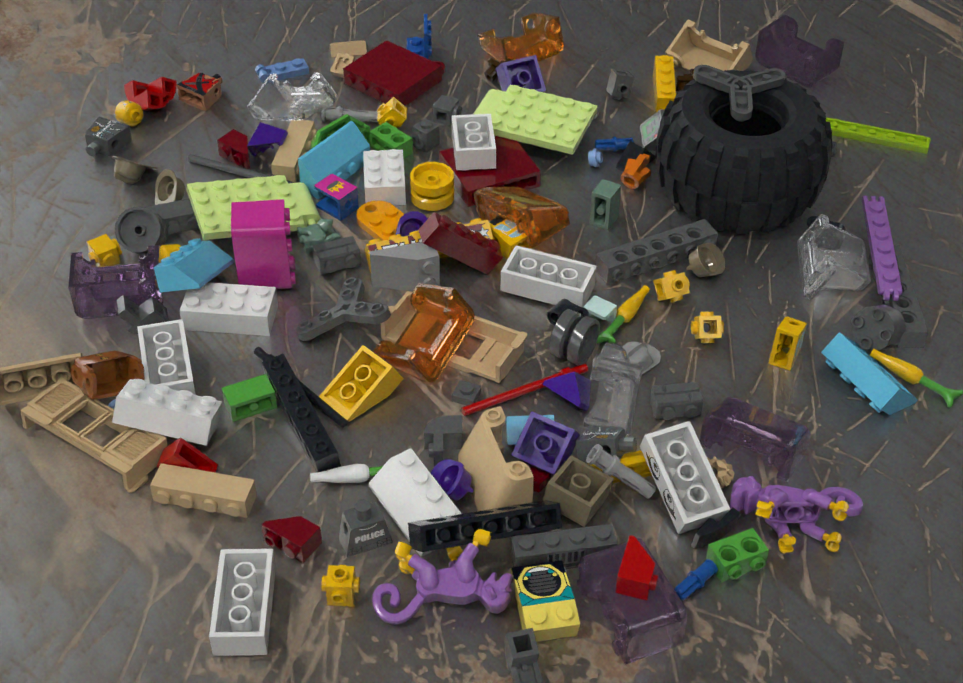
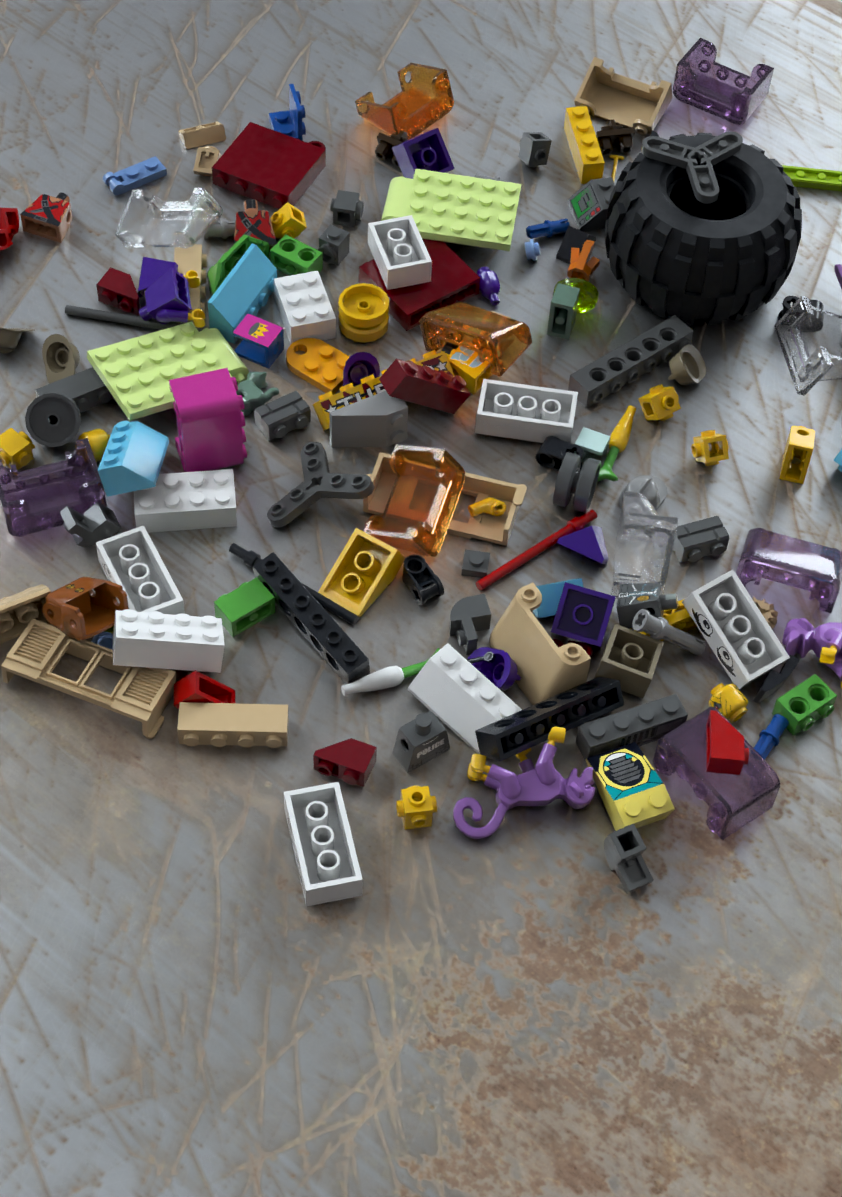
camera: 15 degrees left, 10 degrees up
(271, 154) = (170, 299): none -> dark purple torso
(362, 109) = (254, 224): none -> torso
(411, 397) = (424, 582): none -> black piece
(448, 467) = (489, 657): none -> black hinge
(491, 347) = (487, 505): none -> yellow arm
(549, 179) = (489, 285): none -> dark purple plant
(629, 193) = (588, 293): none -> clear neon green tile
(663, 542) = (729, 701): none -> yellow head

